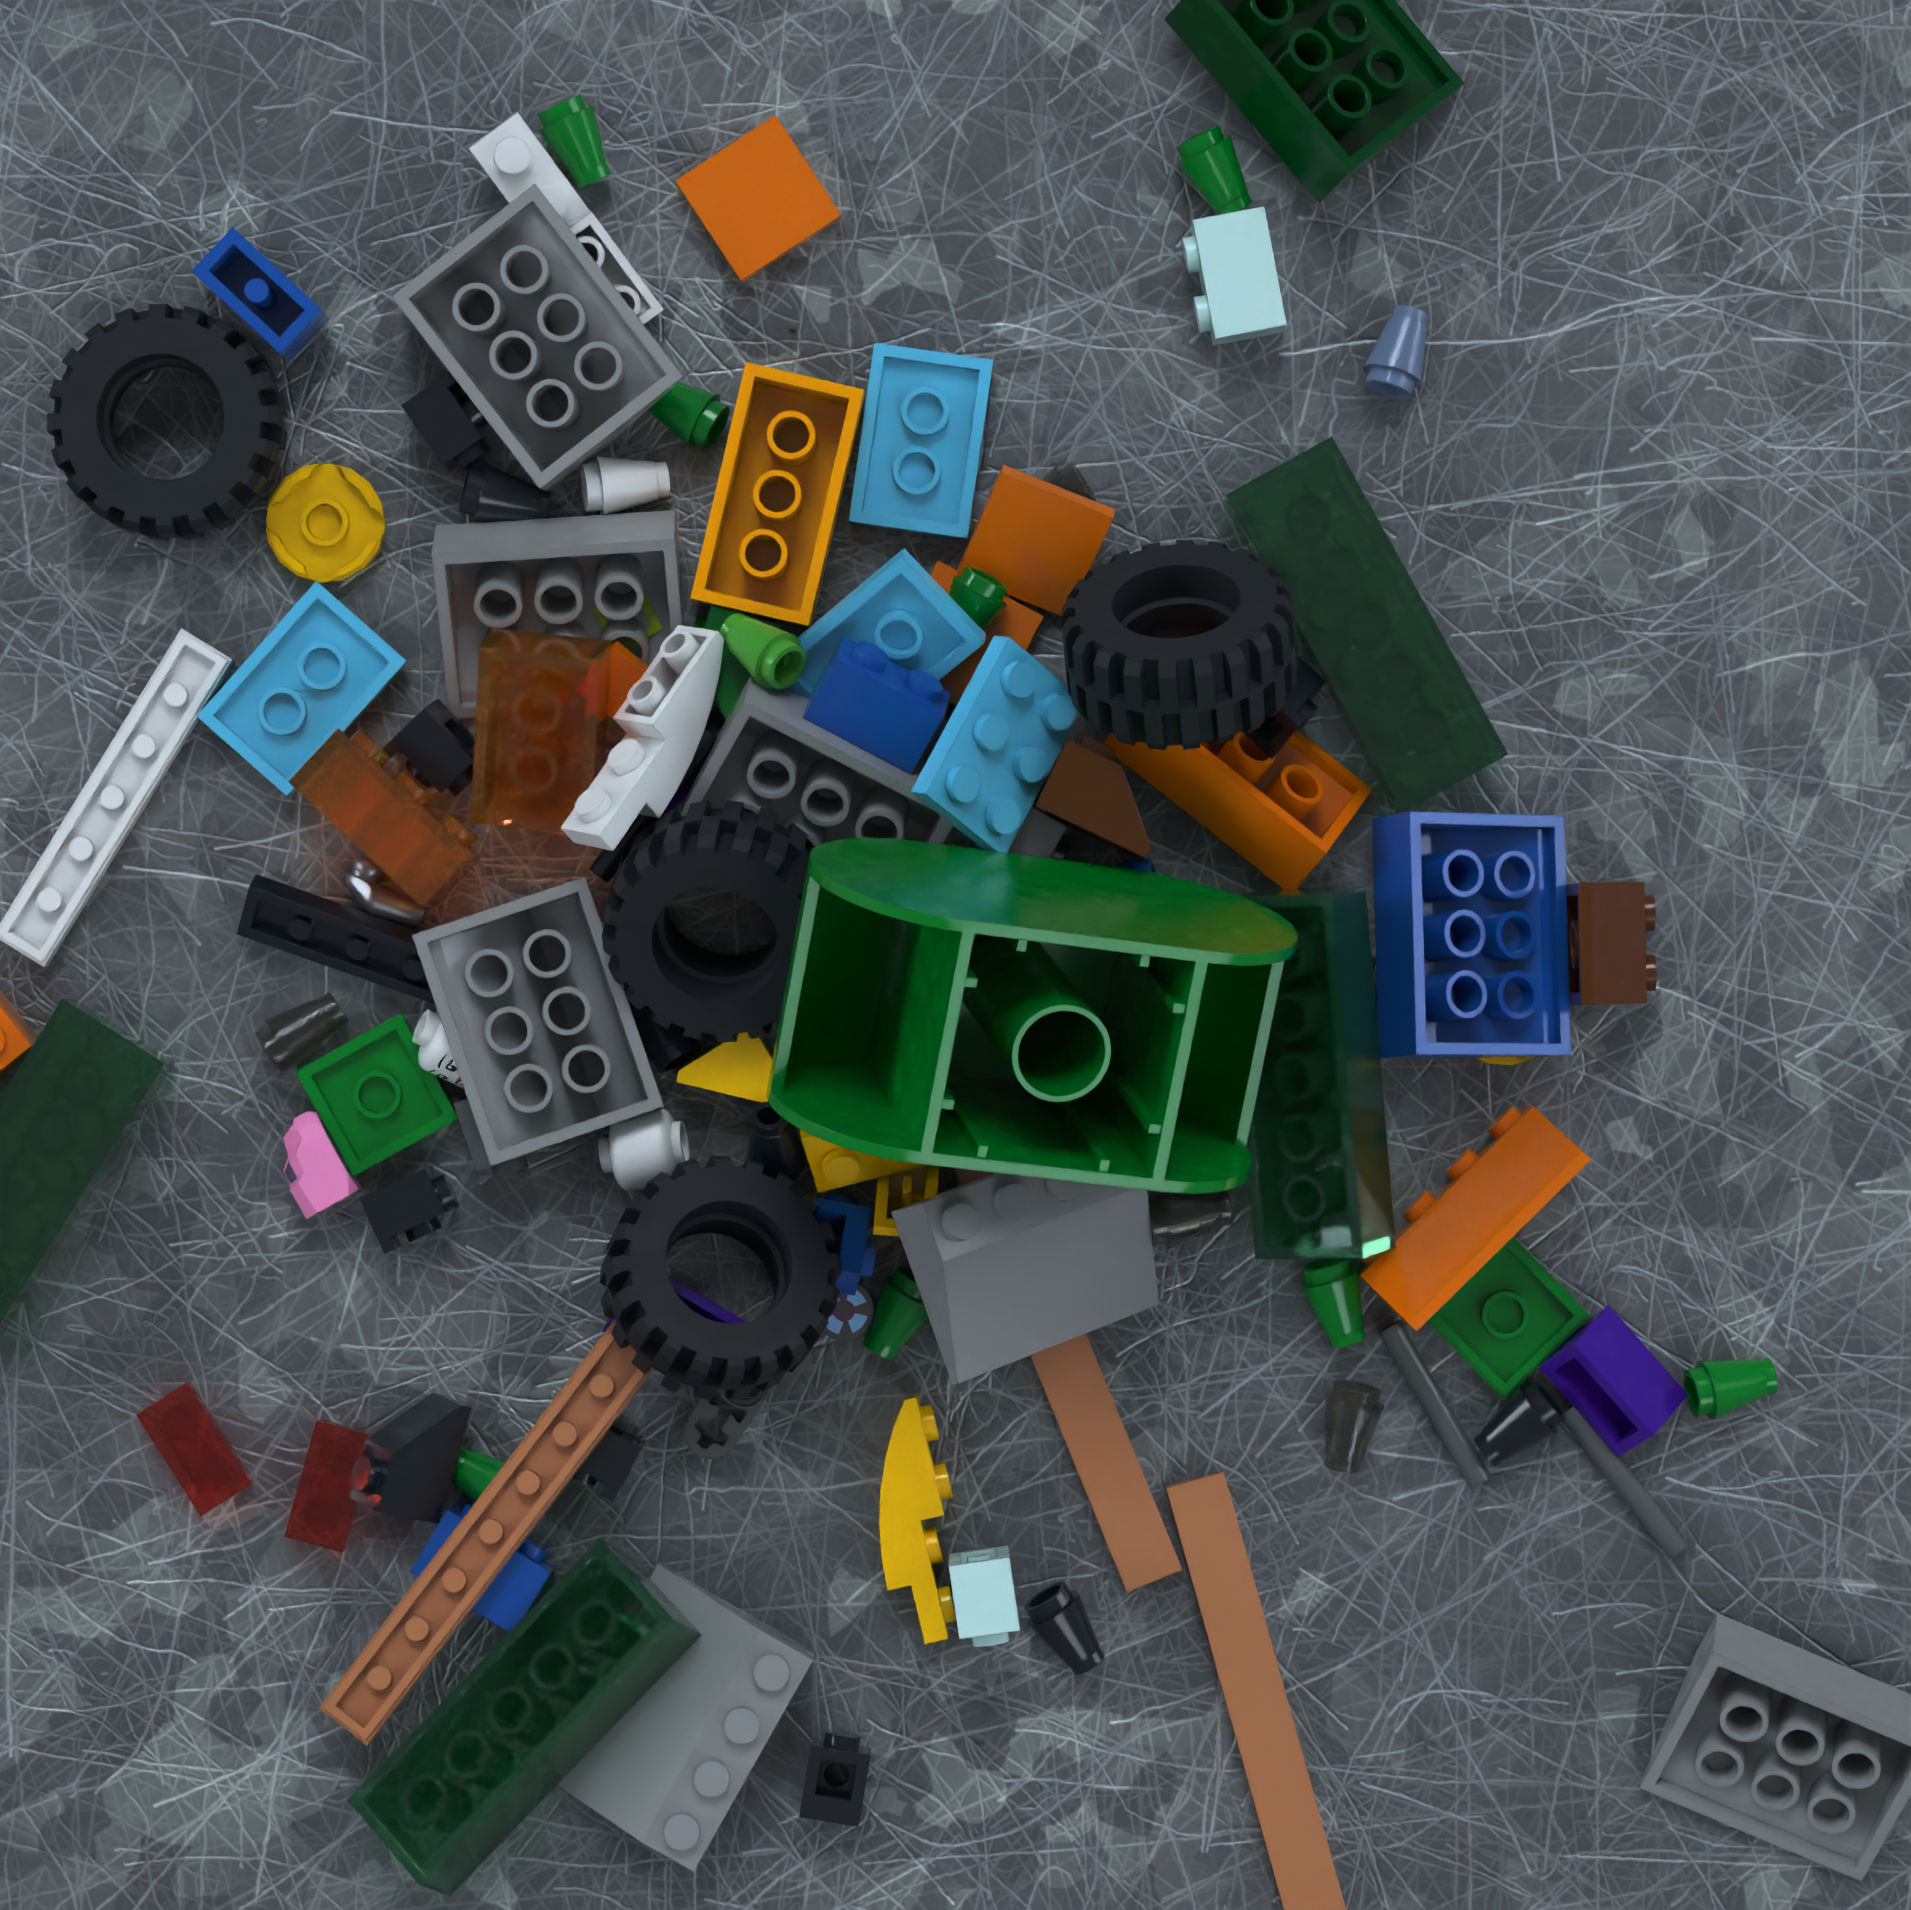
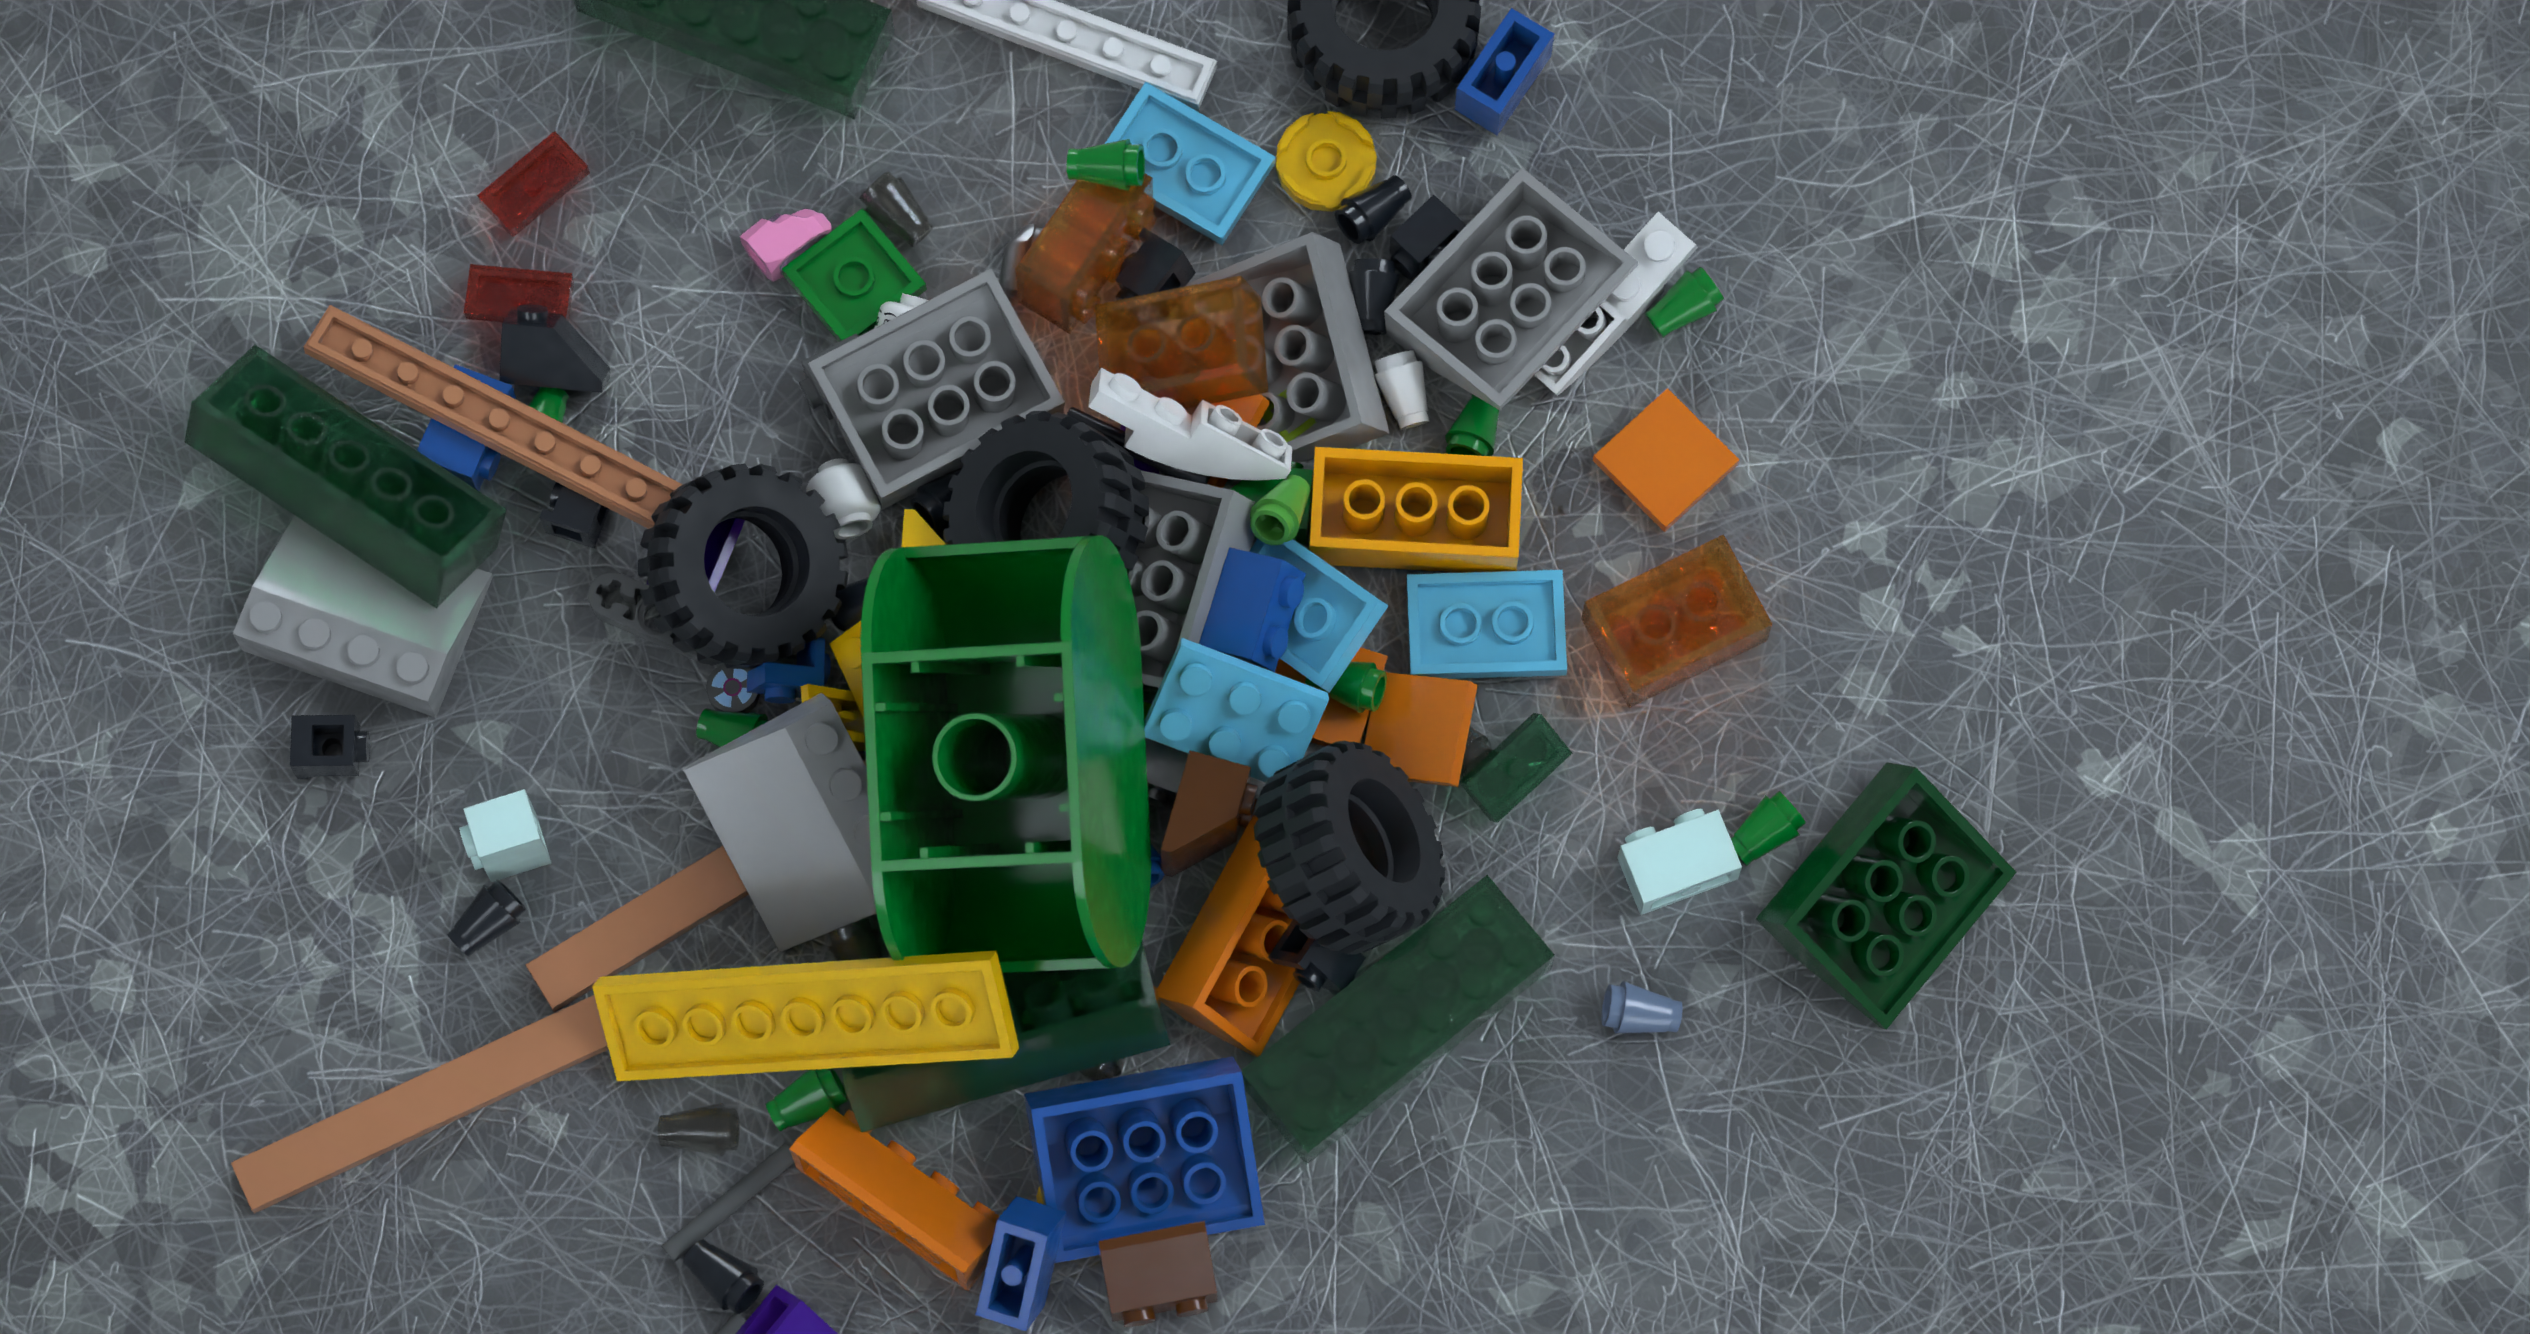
camera: 80 degrees right, 15 degrees down
(319, 775) = (1108, 164): none -> green cone
(333, 936) = (983, 212): black plate -> none
(397, 480) = (1370, 210): none -> black cone
(409, 1207) = (762, 317): black brick -> none
(908, 1494) = (583, 763): yellow slope -> none
(961, 223) = (1676, 621): none -> clear orange brick
(1095, 439) = (1515, 767): none -> clear green plate
(1271, 1287) = (806, 1016): none -> yellow plate
(1508, 1318) = (818, 1249): green tile -> none
(1575, 1093) = (1020, 1263): none -> blue brick

